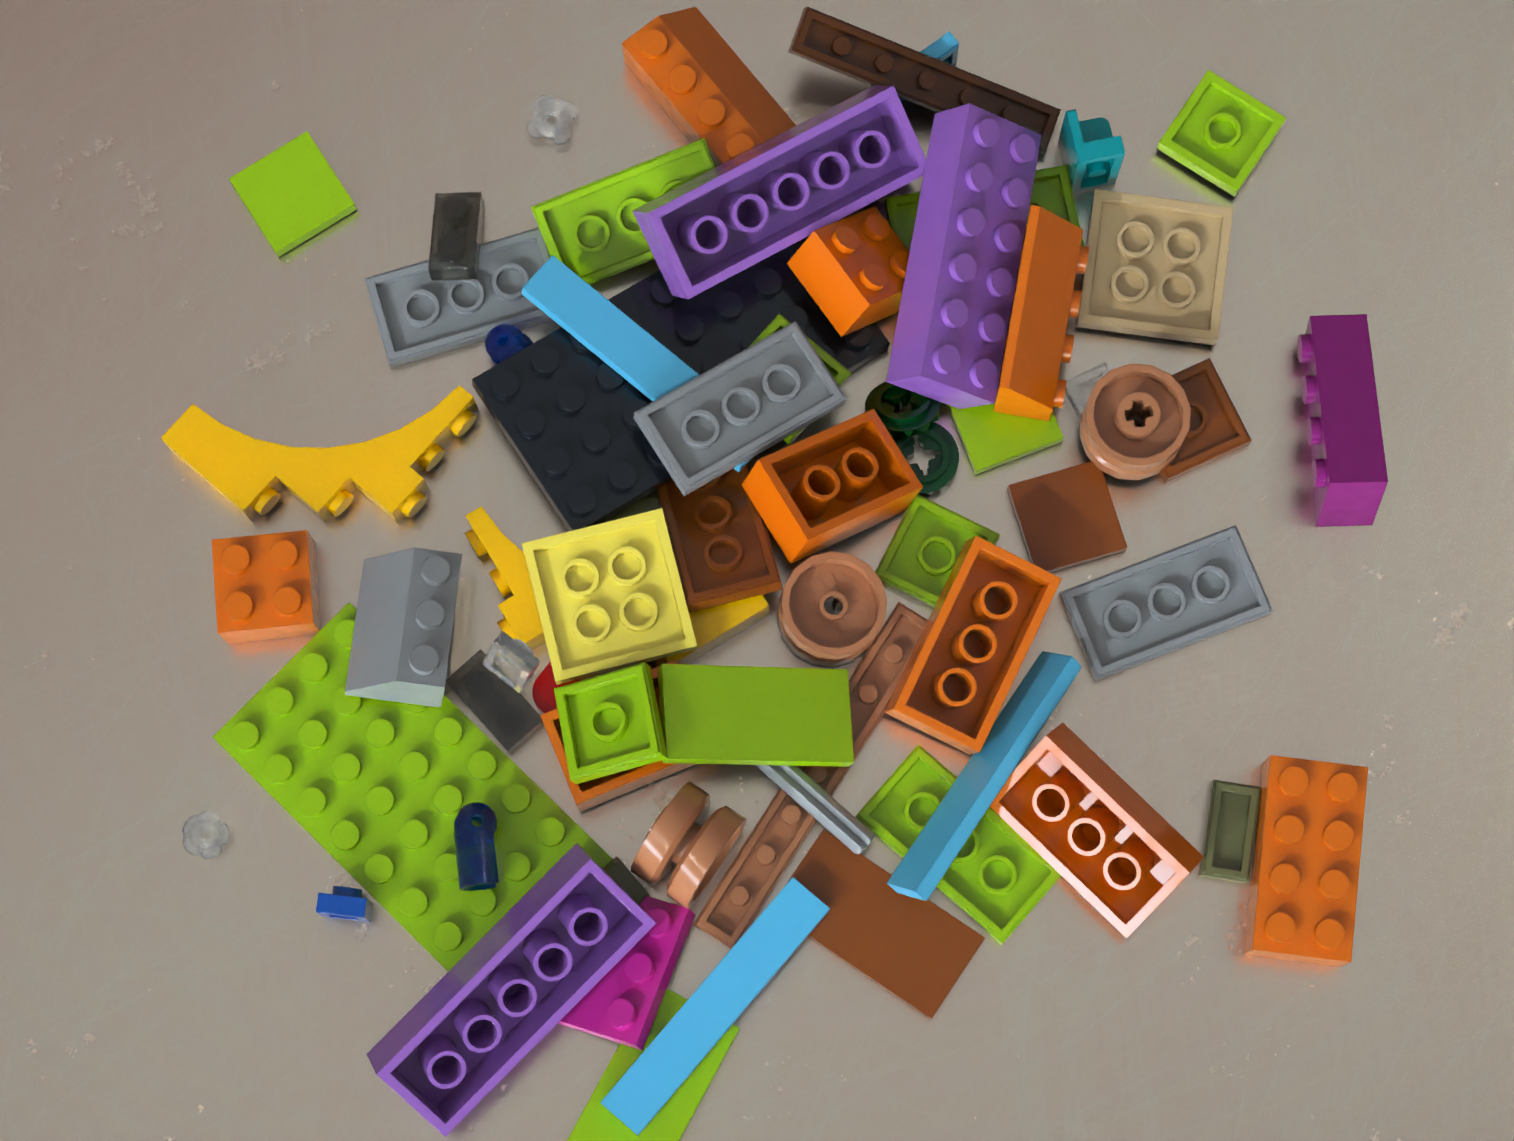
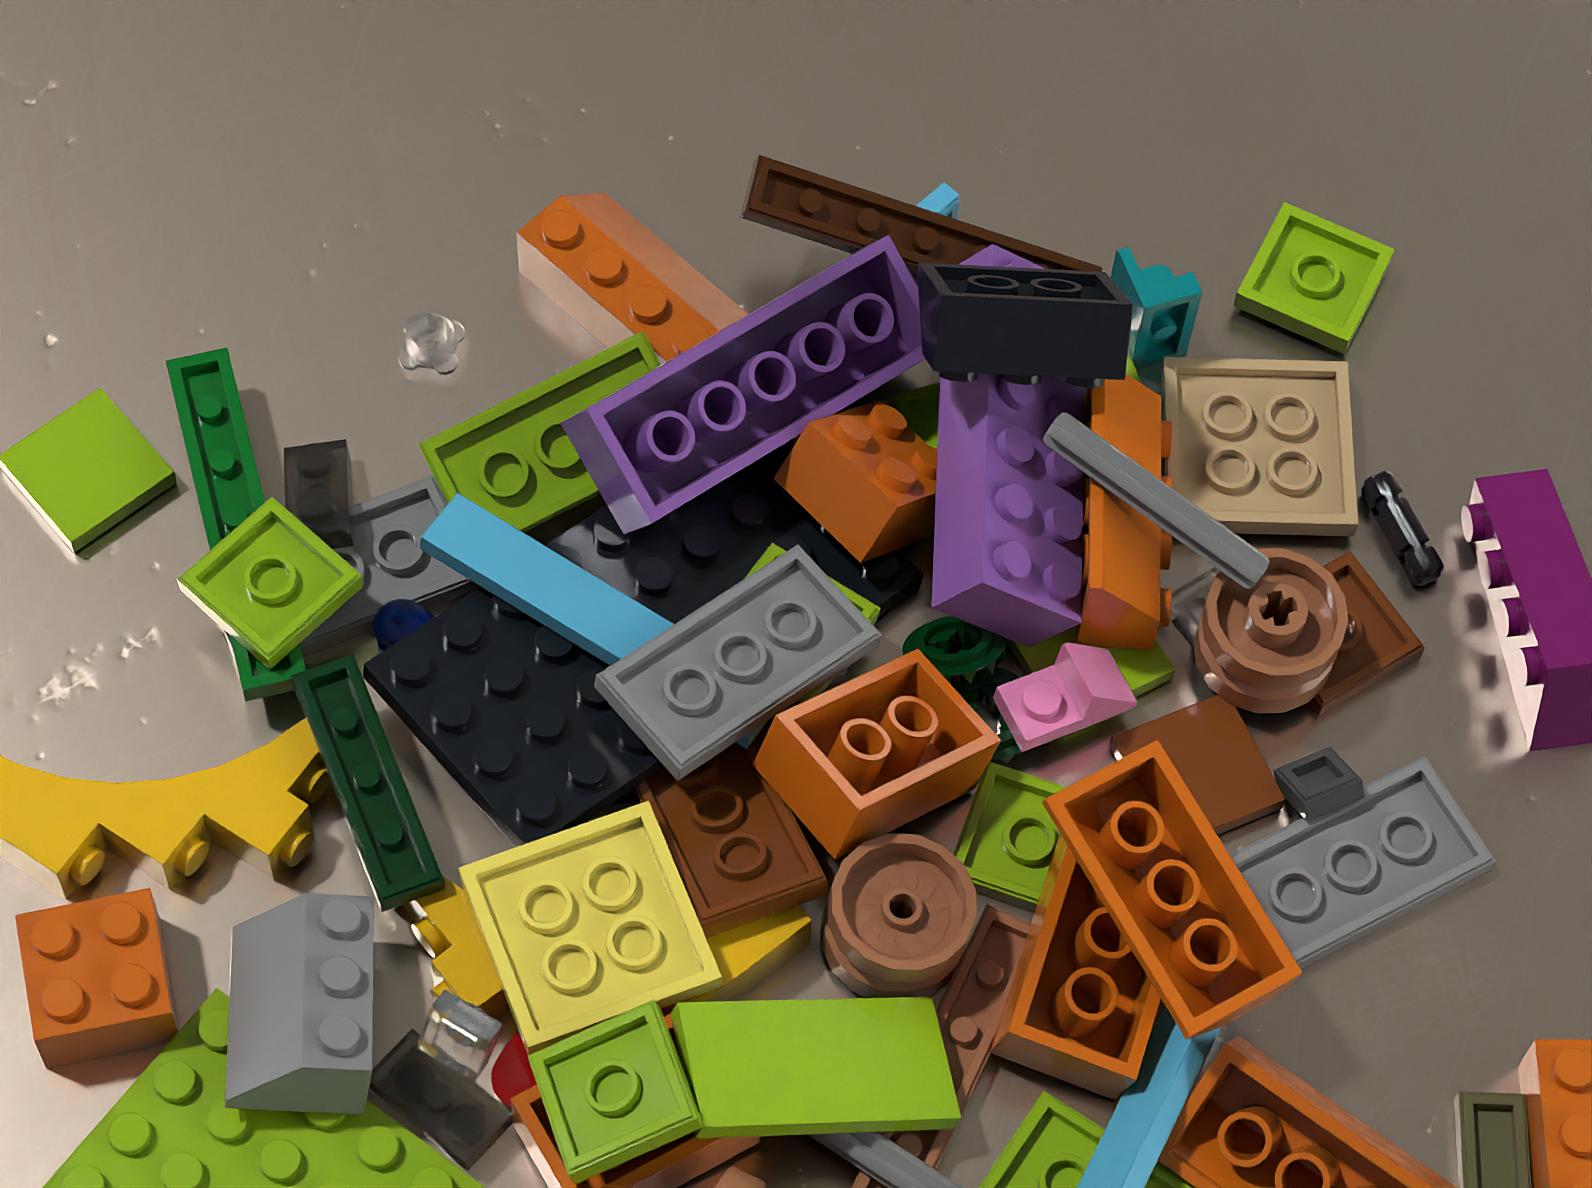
camera: 15 degrees left, 15 degrees down
(394, 253) = (224, 481): none -> green plate
(413, 306) = (270, 582): none -> lime tile
(466, 467) = (368, 783): none -> dark green tile
(978, 453) = (1065, 697): none -> bright pink slope
(979, 175) = (1023, 324): none -> black slope
(1020, 626) = (1173, 891): none -> orange slope
(1059, 324) = (1156, 500): none -> light grey axle
(1153, 538) = (1319, 783): none -> dark grey tile
(1252, 343) = (1402, 528): none -> black axle

